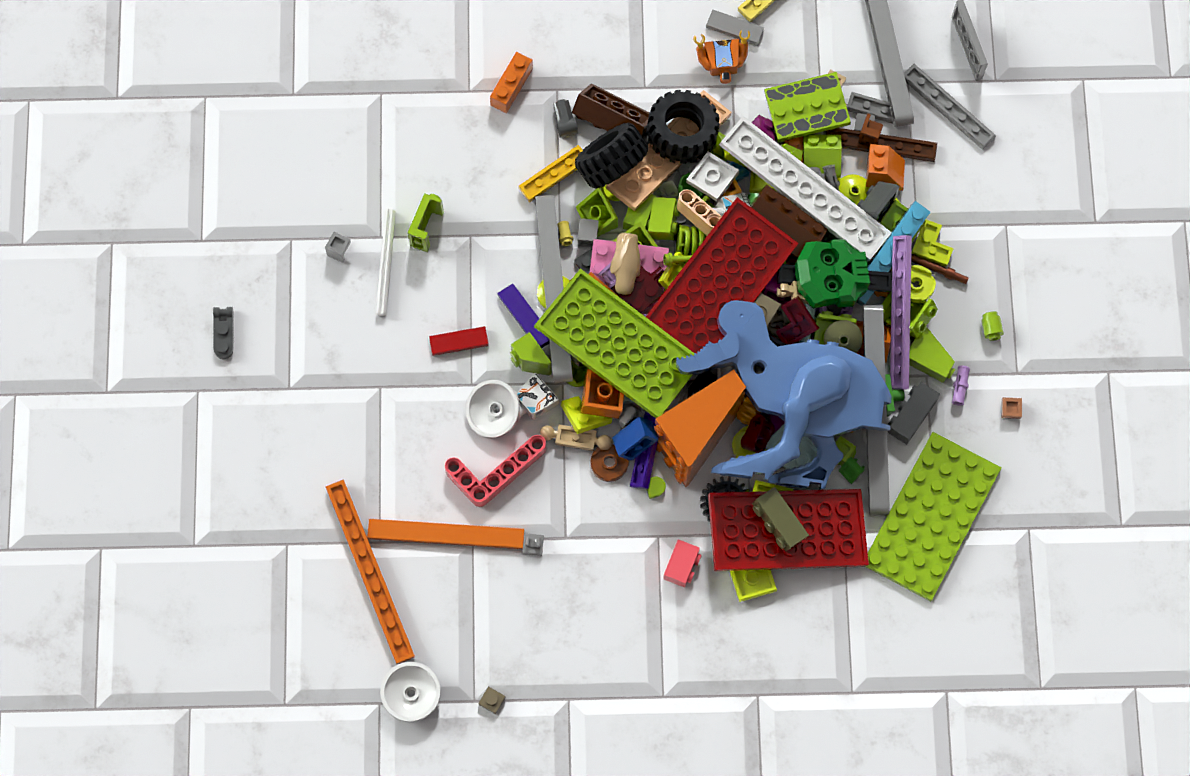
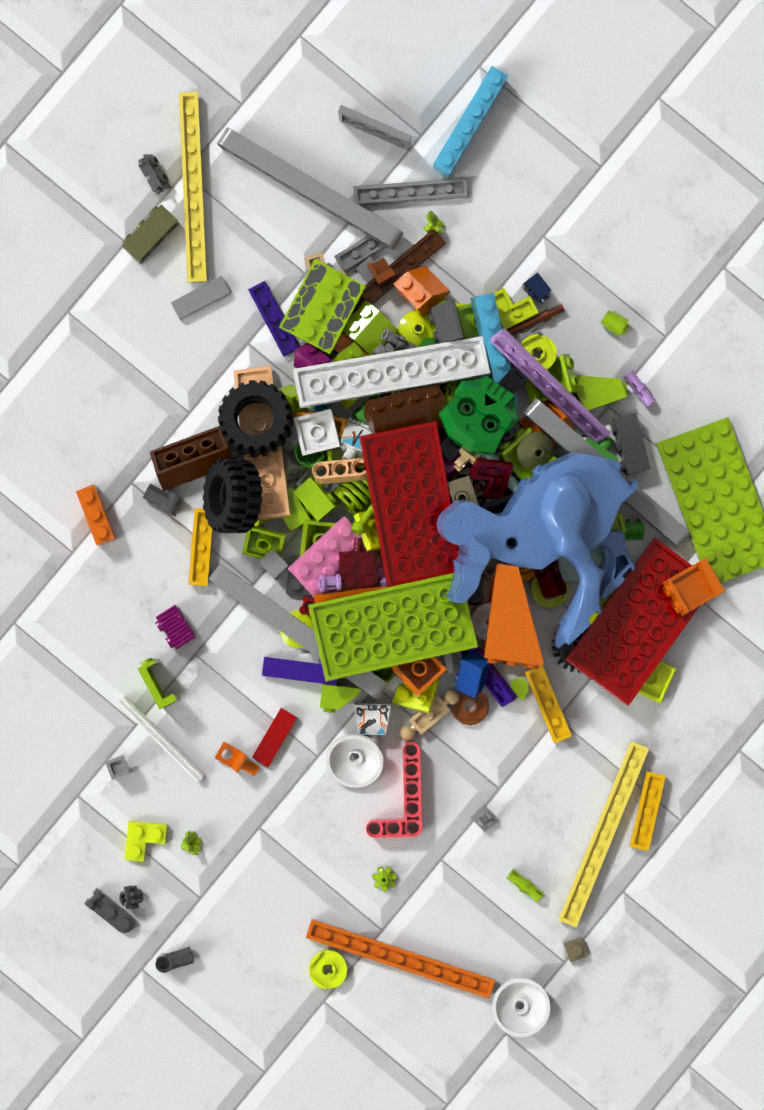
camera: 50 degrees left, 15 degrees up
(227, 406) = (176, 958): none -> dark grey piece
(247, 335) = (131, 897): none -> dark grey gear
(299, 305) = (139, 834): none -> neon yellow plate
(306, 517) = (328, 980): none -> neon yellow plate
(326, 346) = (191, 844): none -> lime plant
(417, 328) = (237, 761): none -> orange bracket
(421, 509) = (384, 874): none -> lime plant
(445, 533) = (419, 876): orange tile -> none
(478, 203) = (175, 627): none -> magenta brick
(508, 618) = (525, 885): none -> lime pin
(564, 232) = (257, 581): light yellow pin -> none
(600, 643) = (603, 834): none -> light yellow plate
(626, 263) = (333, 564): tan animal -> none
(648, 662) = (647, 811): none -> yellow plate
(663, 517) = (548, 704): none -> yellow plate
(681, 563) = (595, 720): coral brick -> none
(723, 56) = (219, 330): orange torso -> none
(770, 78) = (273, 317): none -> dark purple tile
(779, 519) = (631, 624): olive brick -> none
(849, 546) = (693, 587): none -> orange panel
(941, 139) = (433, 223): none -> lime plant
(963, 249) = (537, 288): none -> dark blue brick
(1012, 408) = (690, 367): nougat plate -> none
(1037, 103) = (470, 122): none -> medium azure brick

